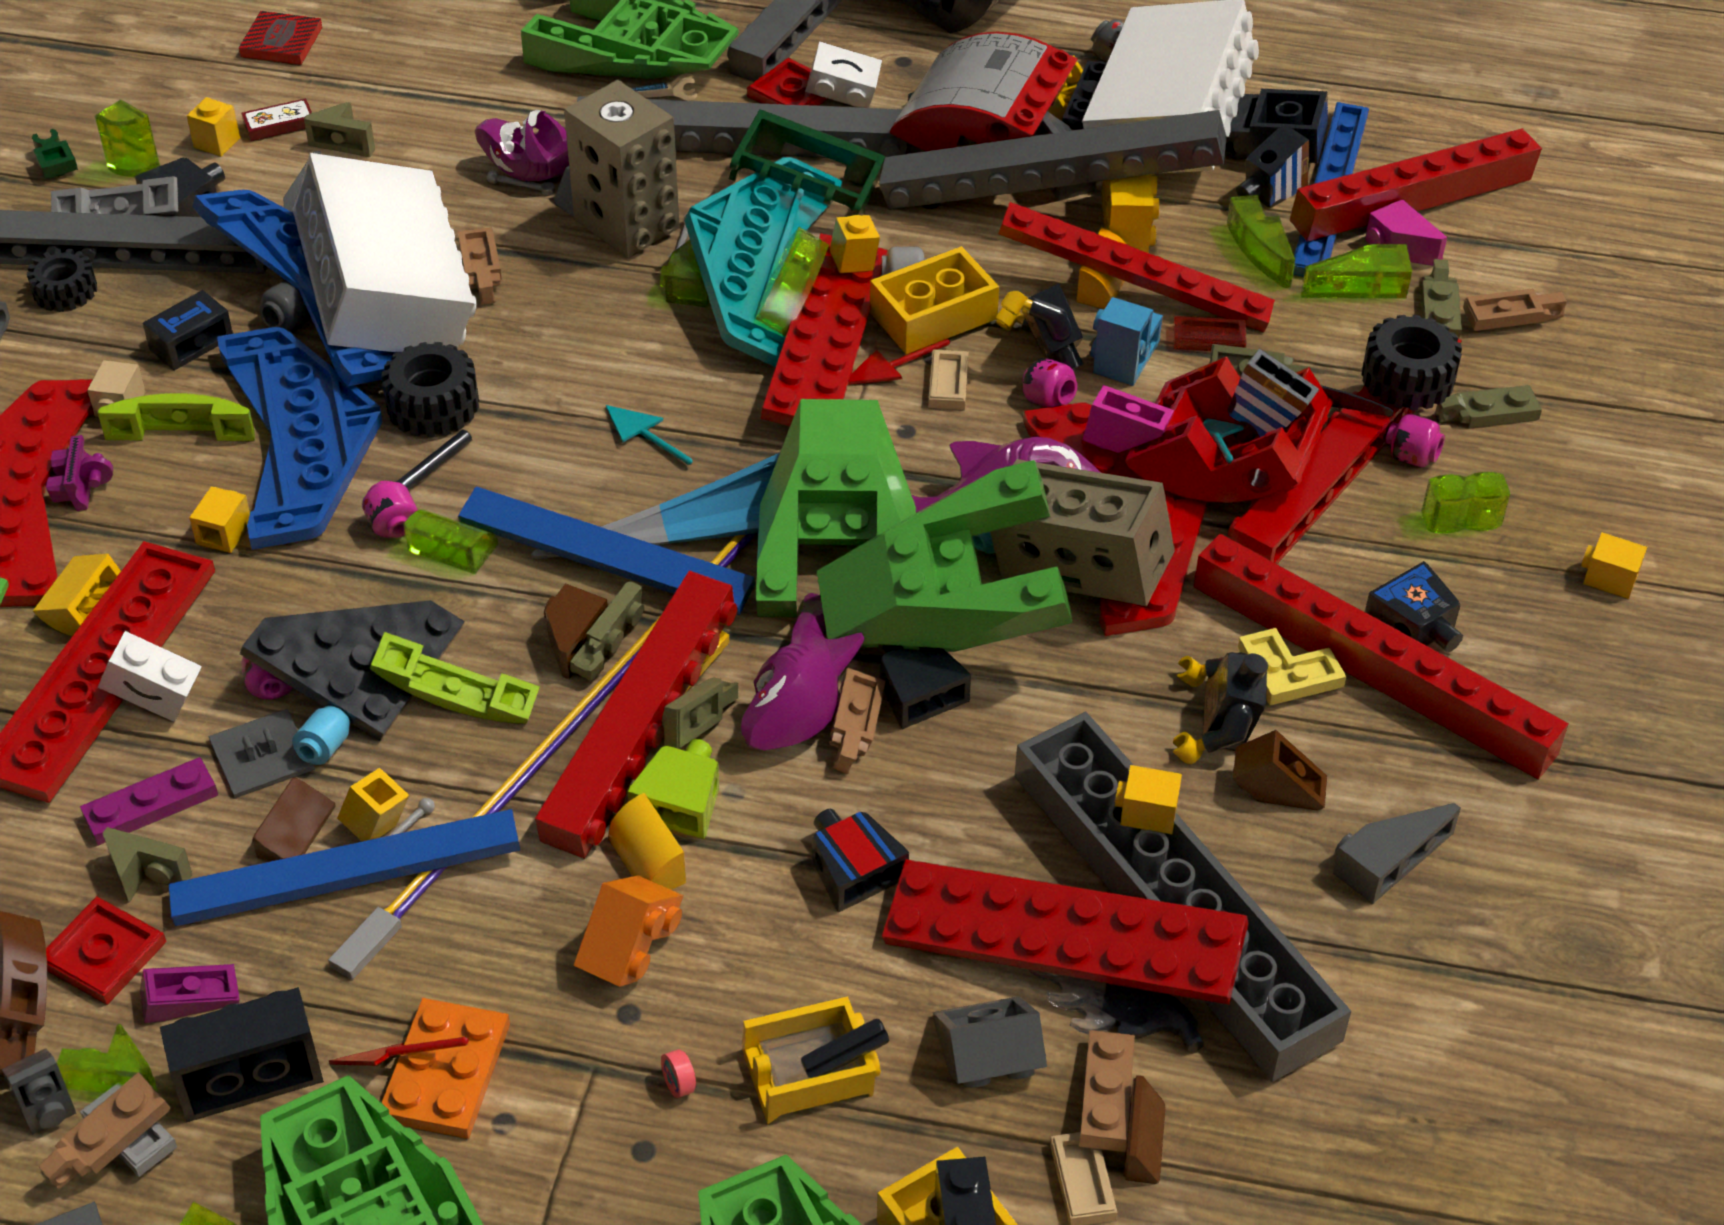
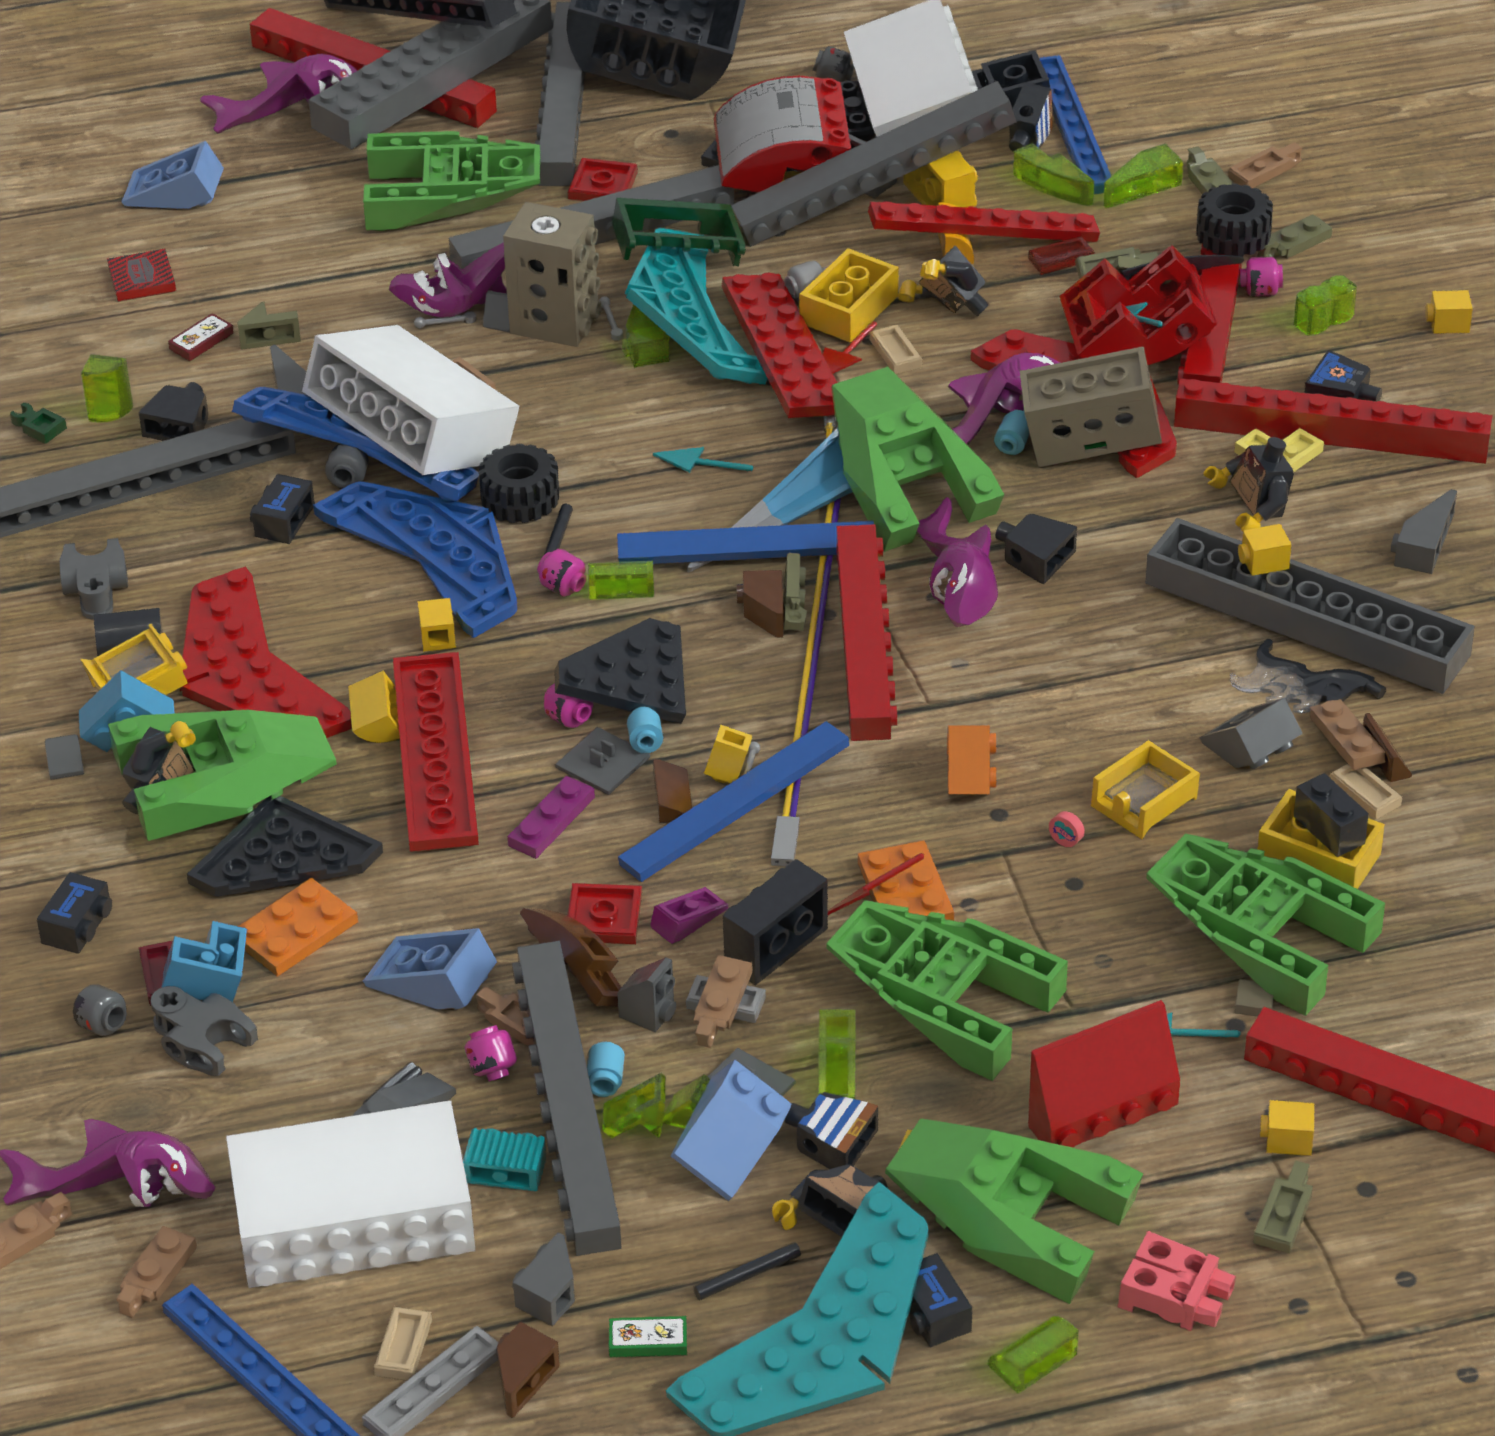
camera: 25 degrees left, 5 degrees down
(62, 280) = (127, 511): black tyre -> none
(77, 473) = (296, 630): magenta hips -> none
(99, 1071) = (689, 962): clear neon green slope -> none
(115, 383) = (268, 568): tan brick -> none
(142, 857) = (581, 848): olive slope -> none
(149, 676) = (491, 735): white brick -> none
(151, 198) = (172, 422): light grey slope -> none
(176, 411) = (335, 565): lime slope -> none
(213, 126) = (159, 357): yellow brick -> none
(452, 686) = (715, 668): lime slope -> none
(647, 844) = (932, 707): yellow brick -> none
(671, 88) = (502, 214): tan flag -> none
(681, 787) = (929, 671): lime torso -> none
(697, 711) = (902, 617): olive hinge -> none
(792, 280) = (737, 314): clear neon green slope -> none
(843, 75) = (645, 156): white brick -> none
(845, 1049) = (1173, 766): black axle -> none
(854, 243) = (766, 272): yellow brick -> none
(855, 717) = (1014, 587): medium nougat hinge -> none
(855, 857) = (1081, 666): black torso -> none
(924, 579) = (1009, 476): bright green wedge -> none
(1049, 383) = (976, 325): dark pink head -> none
(1067, 931) = (1258, 651): red plate -> none
(1124, 340) = (1010, 276): dark azure brick -> none
(1124, 421) = (1061, 327): dark pink slope -> none
(1268, 397) = (1158, 275): torso -> none
(1279, 773) = (1320, 516): reddish brown slope -> none
(1404, 225) = (1150, 131): dark pink slope -> none
(1419, 181) = (1139, 99): red brick -> none

